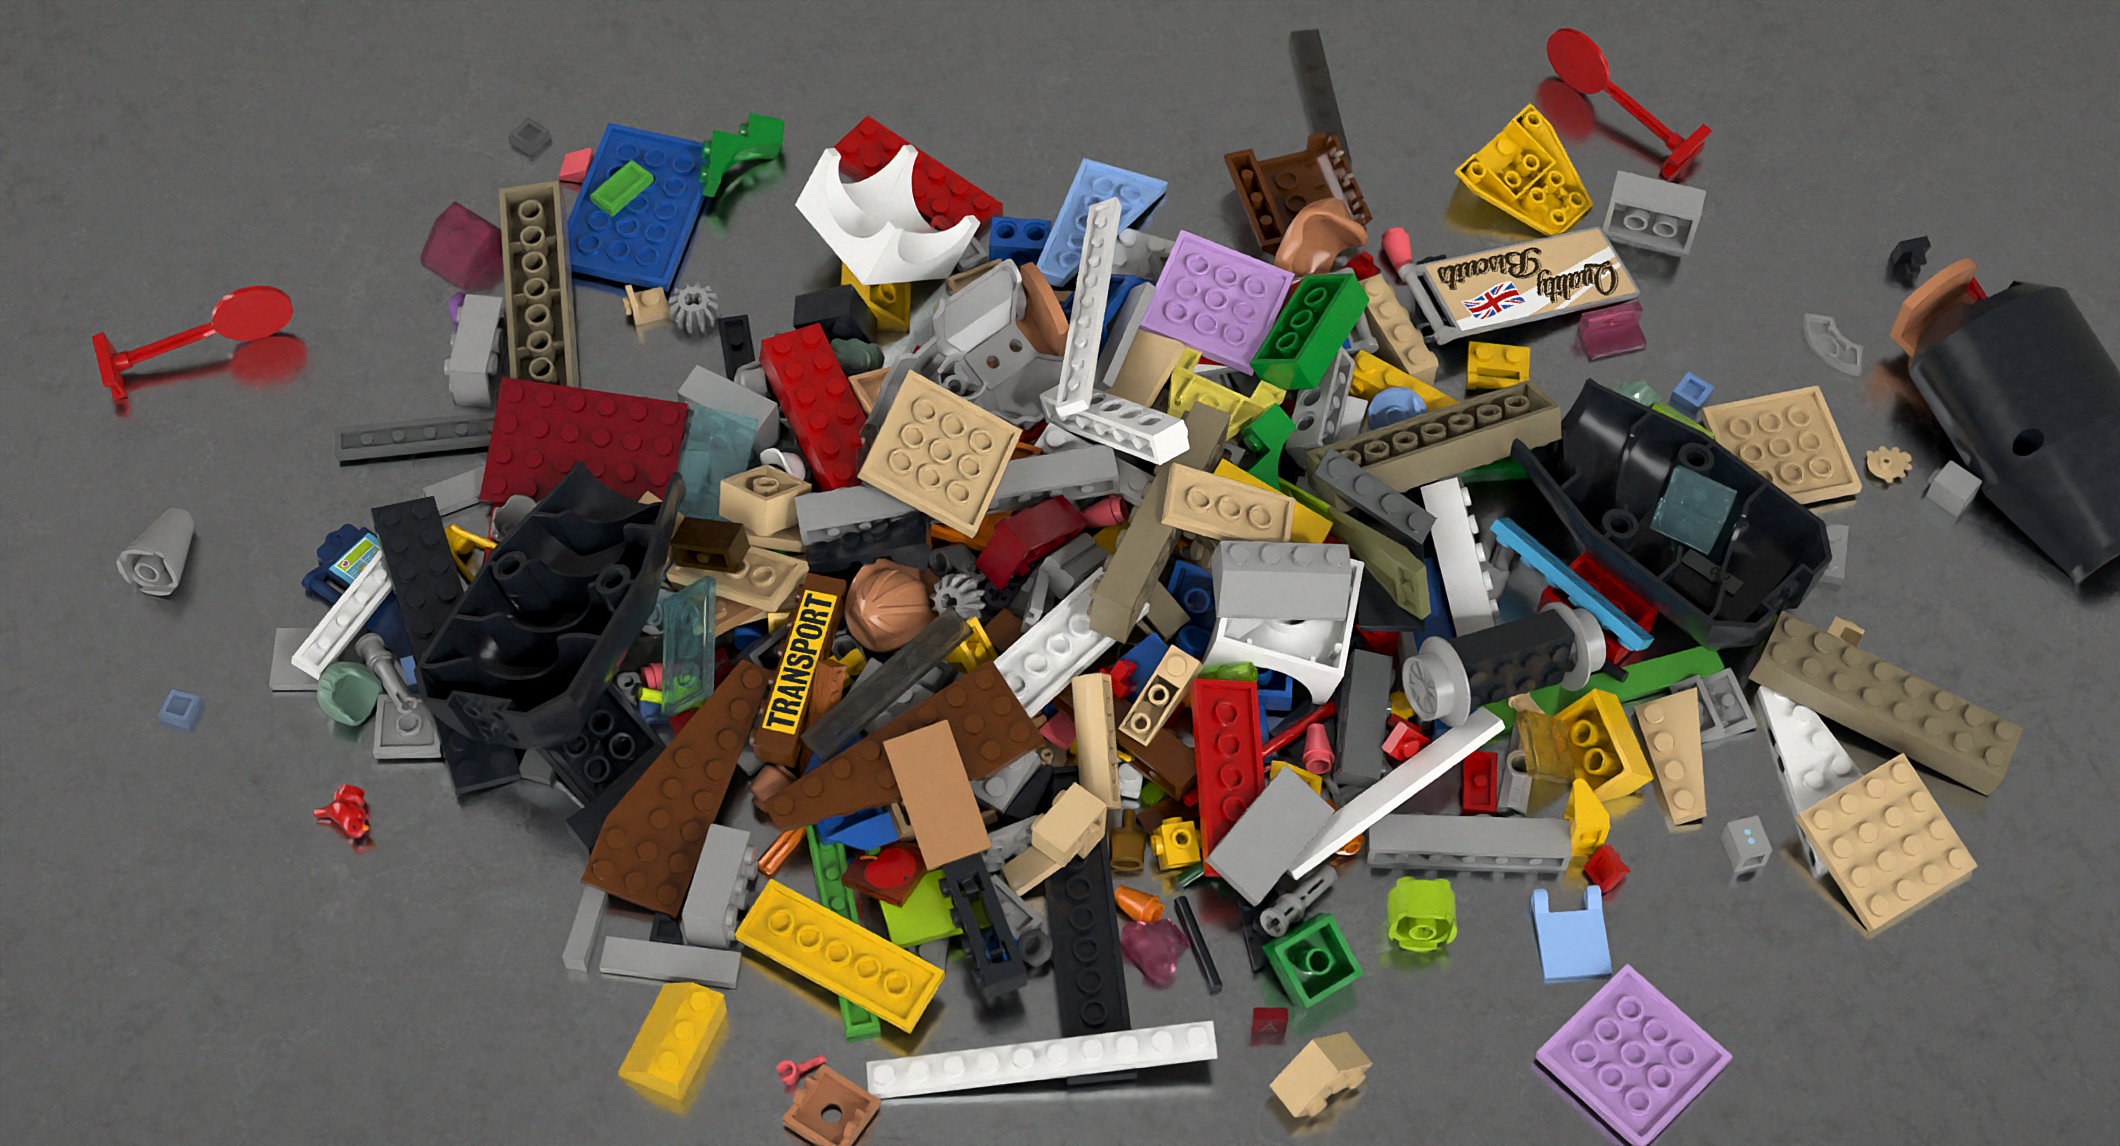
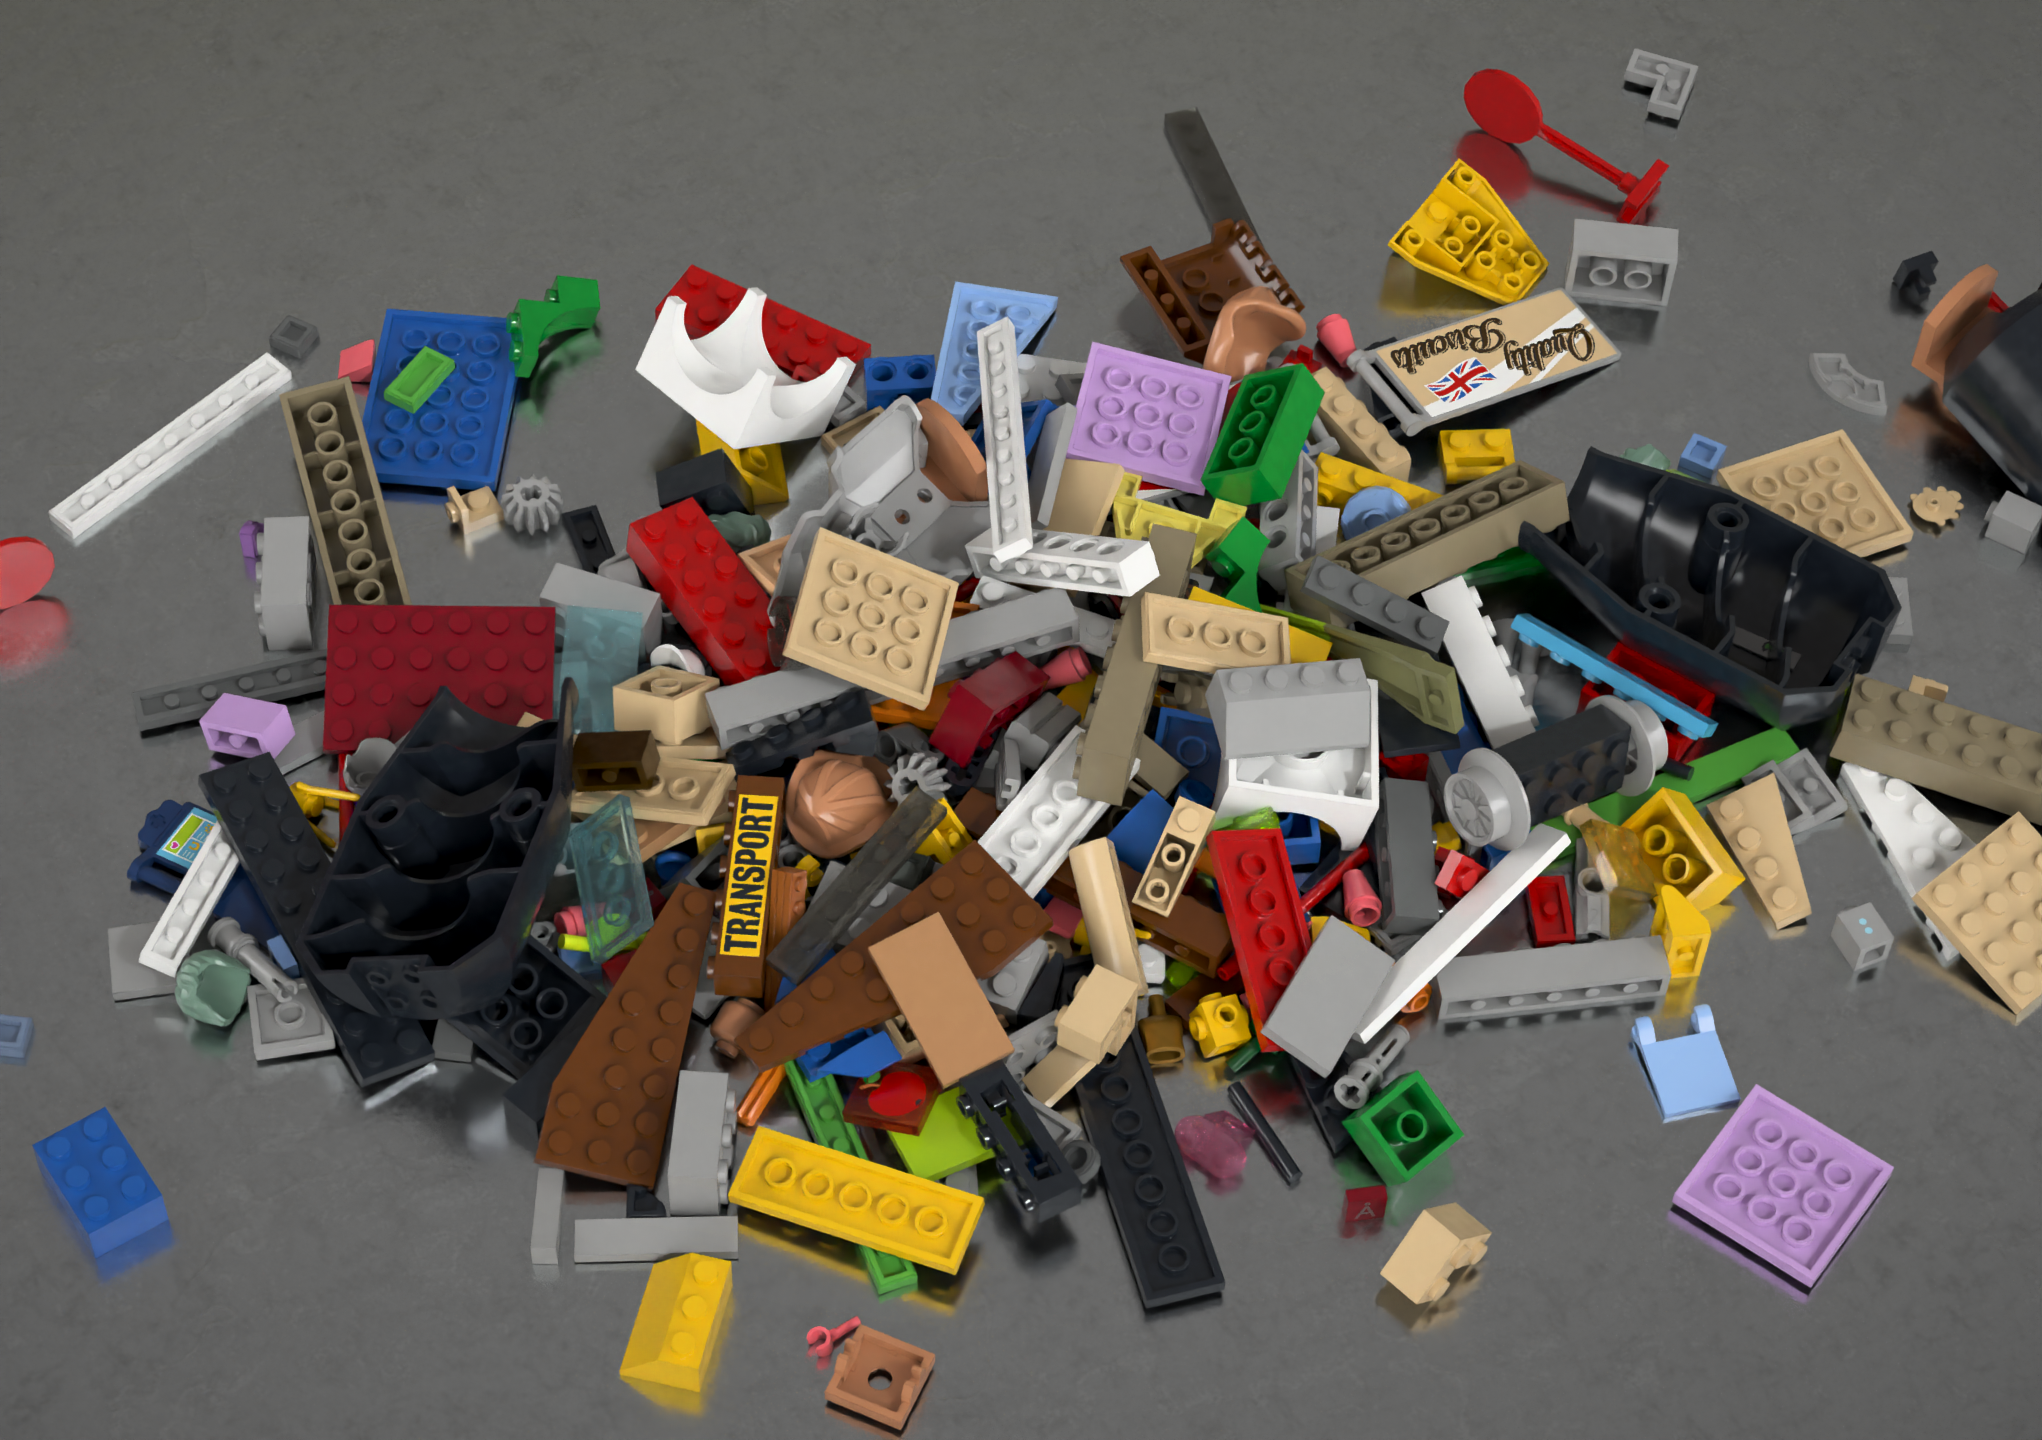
camera: 10 degrees left, 5 degrees down
(226, 847) = (100, 1182): none -> blue brick
(346, 810) = (235, 1121): red animal -> none
(410, 217) = (169, 445): none -> white tile
(421, 470) = (247, 726): none -> lavender brick
(462, 245) = (240, 468): clear pink slope -> none
(1042, 1060) = (1113, 1283): white plate -> none
(1121, 677) = (1123, 842): red tile -> none
(1138, 904) = (1188, 1097): orange cone -> none
(1421, 913) = (1515, 1061): lime brick -> none
(1606, 868) = (1711, 984): red tile -> none
(1612, 330) = (1598, 398): clear pink panel -> none
(1693, 509) = (1735, 575): clear light blue slope -> none
(1728, 51) = (1668, 77): none -> light grey plate

